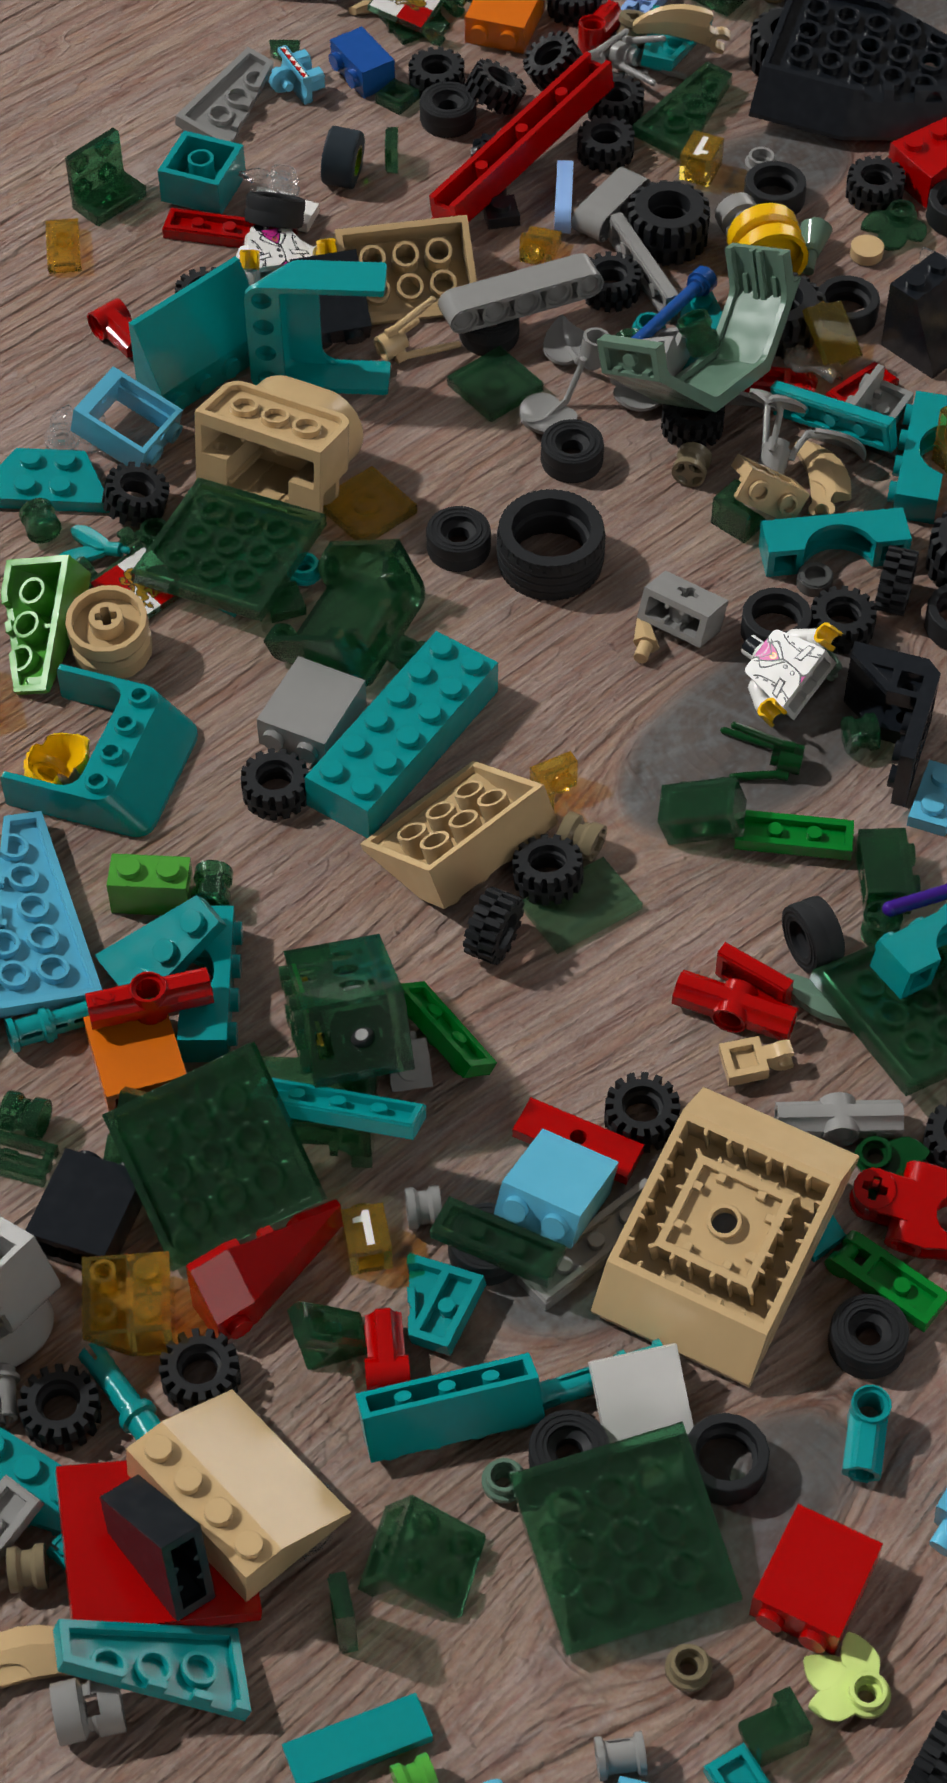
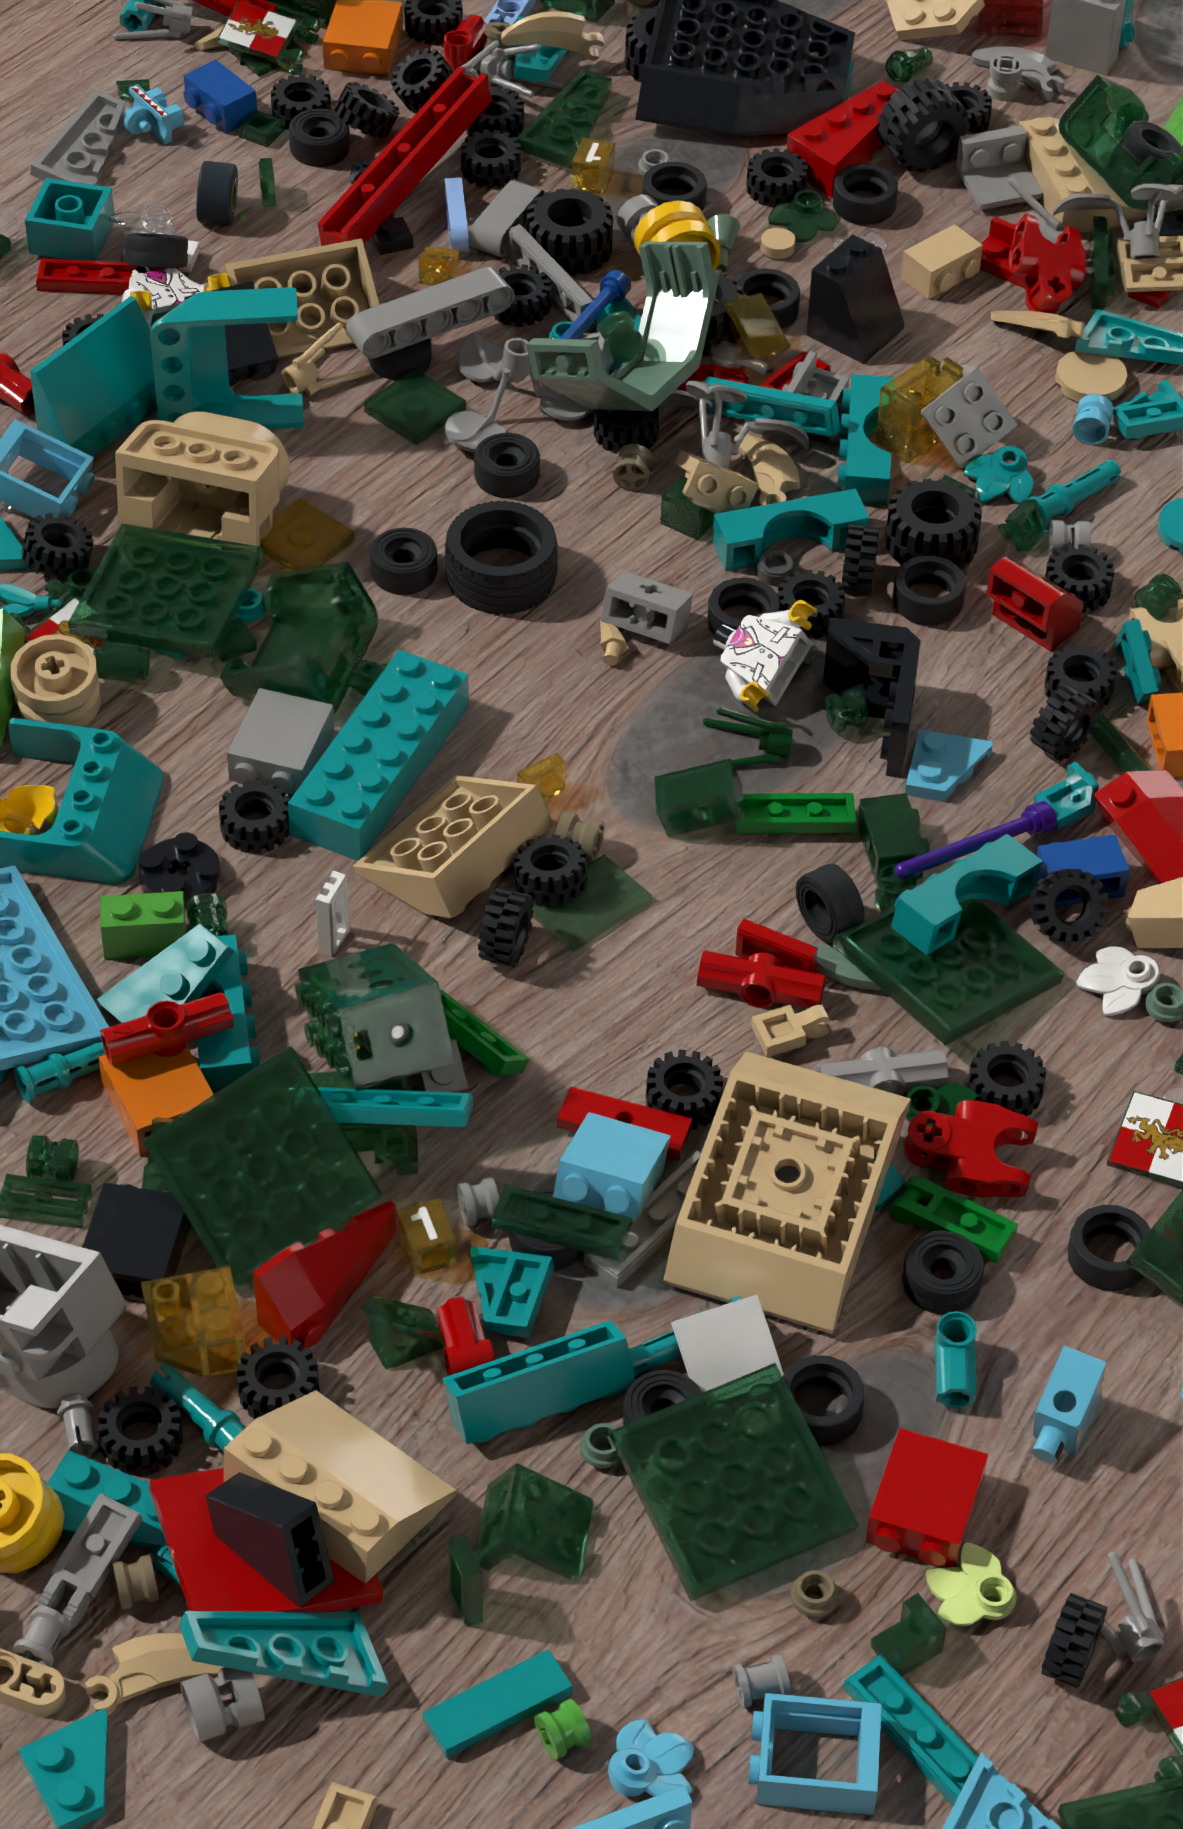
camera: 10 degrees left, 5 degrees down
(176, 615) = (122, 661): none -> clear green brick
(192, 814) = (180, 853): none -> black plate
(329, 893) = (332, 914): none -> white tile

